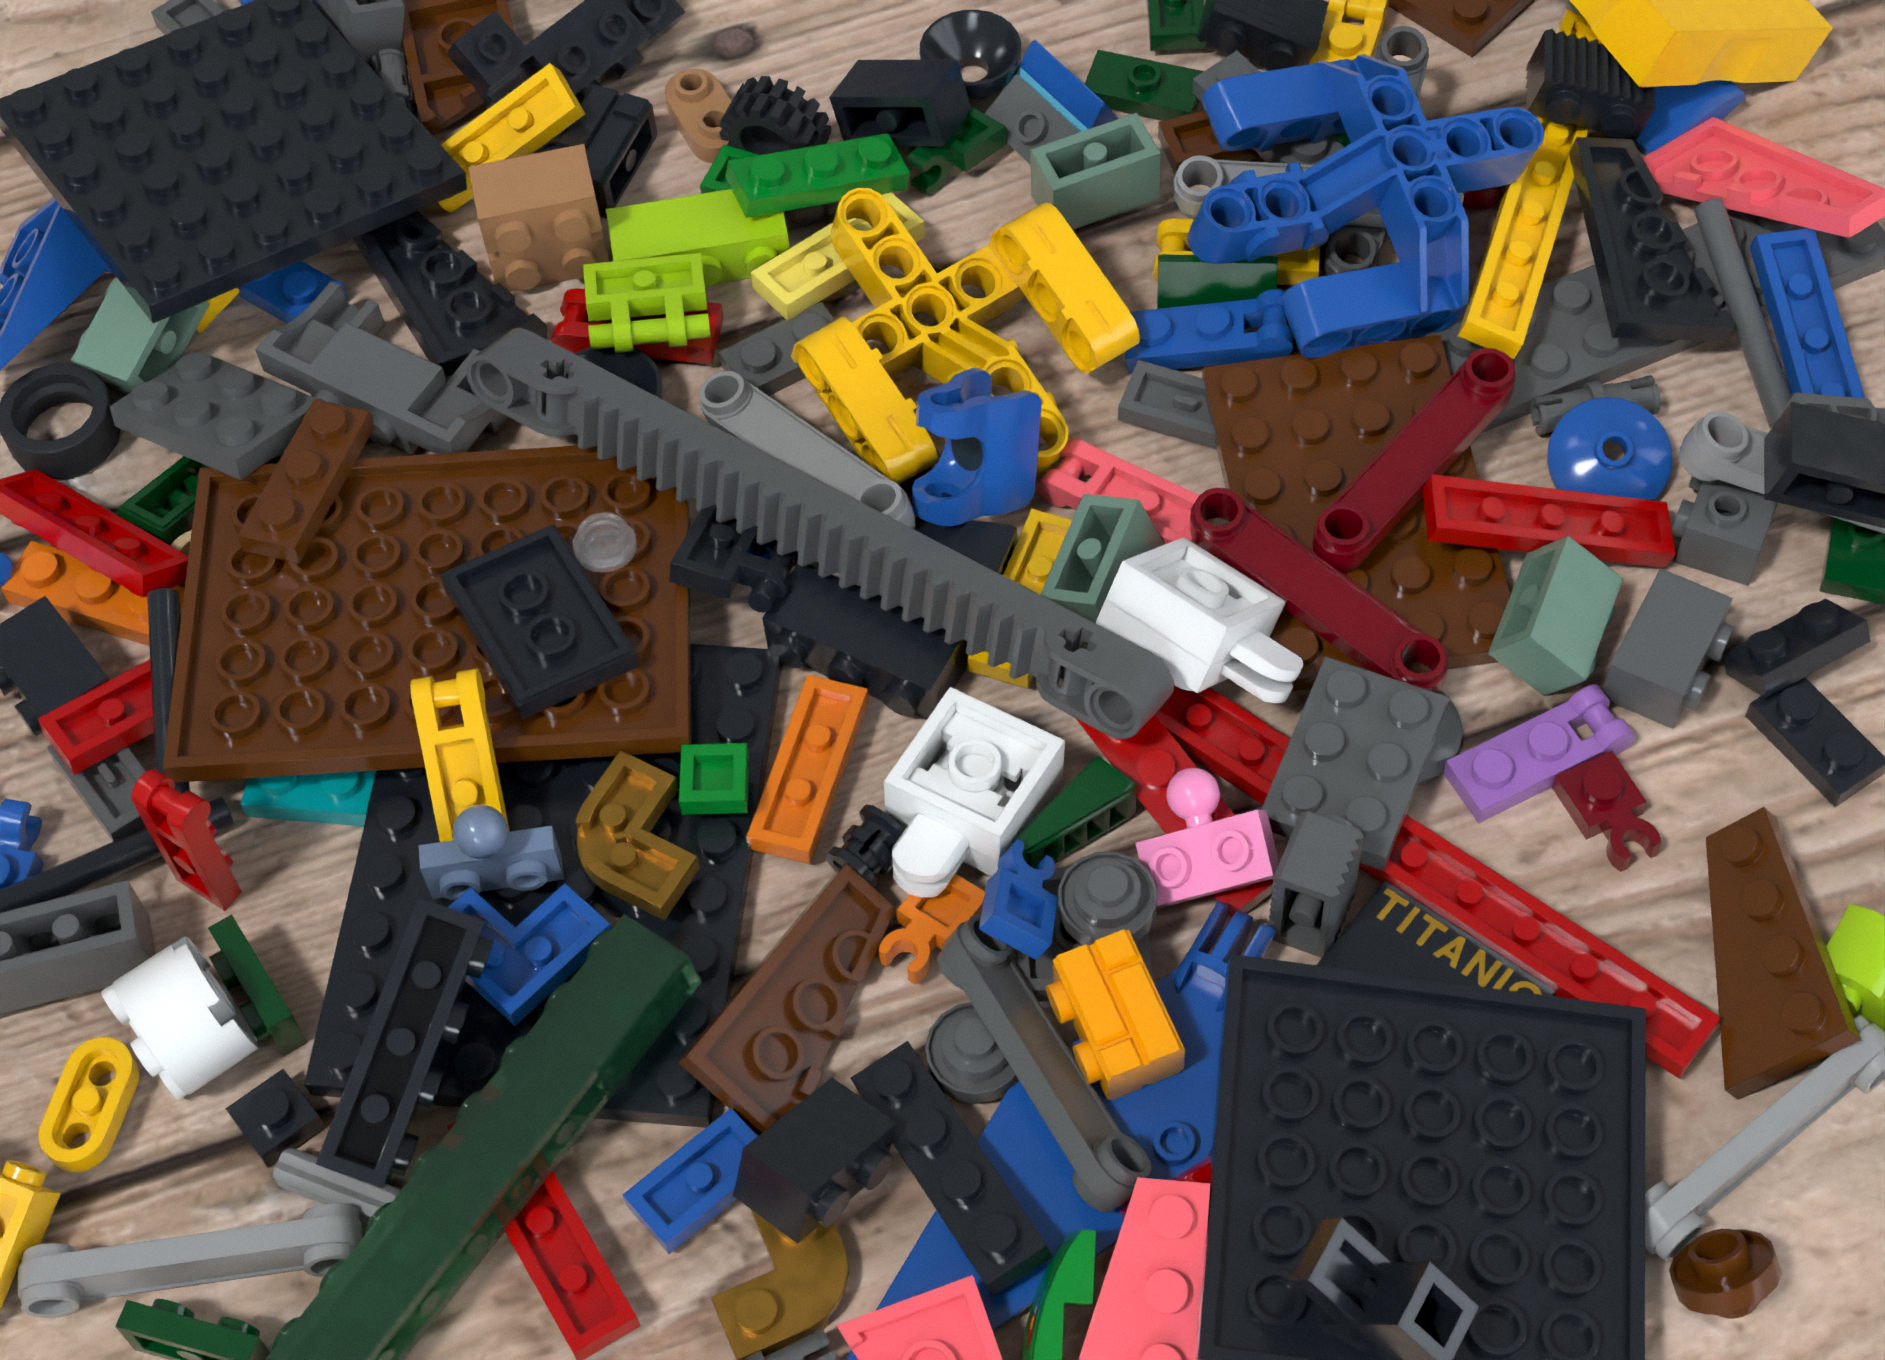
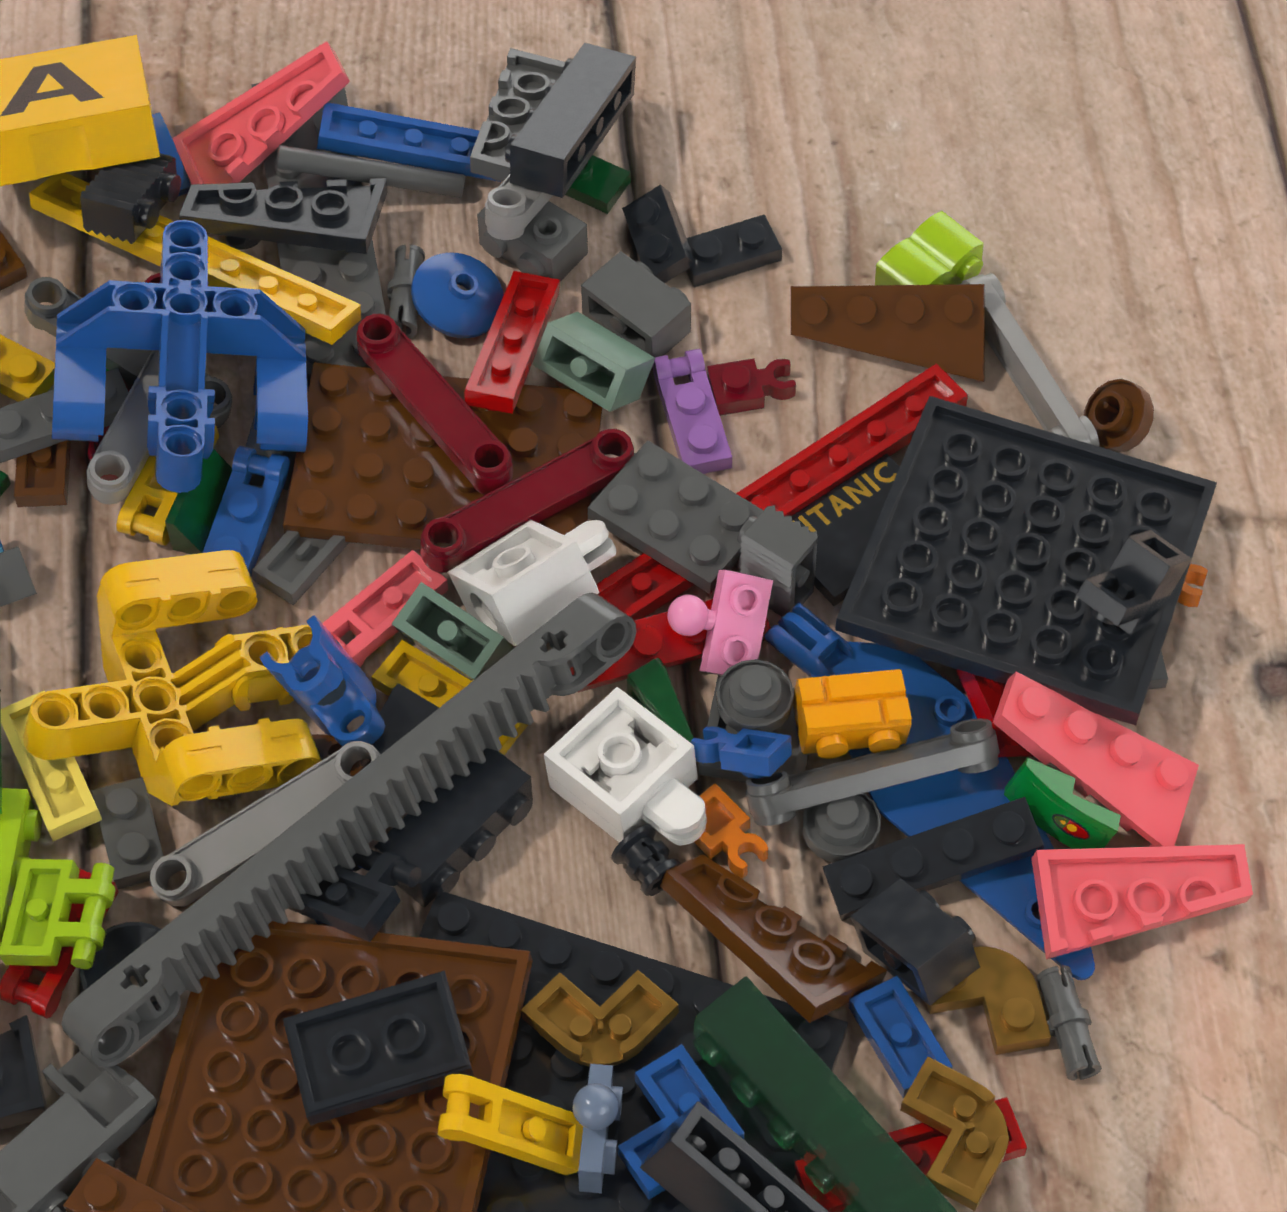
camera: 80 degrees left, 0 degrees up
(568, 1278) = (973, 1127): none -> pearl gold plate
(604, 542) = (317, 982): clear plate -> none
(714, 778) = (564, 947): green plate -> none
(808, 769) = (557, 890): orange plate -> none
(1097, 171) = (56, 550): sand green brick -> none

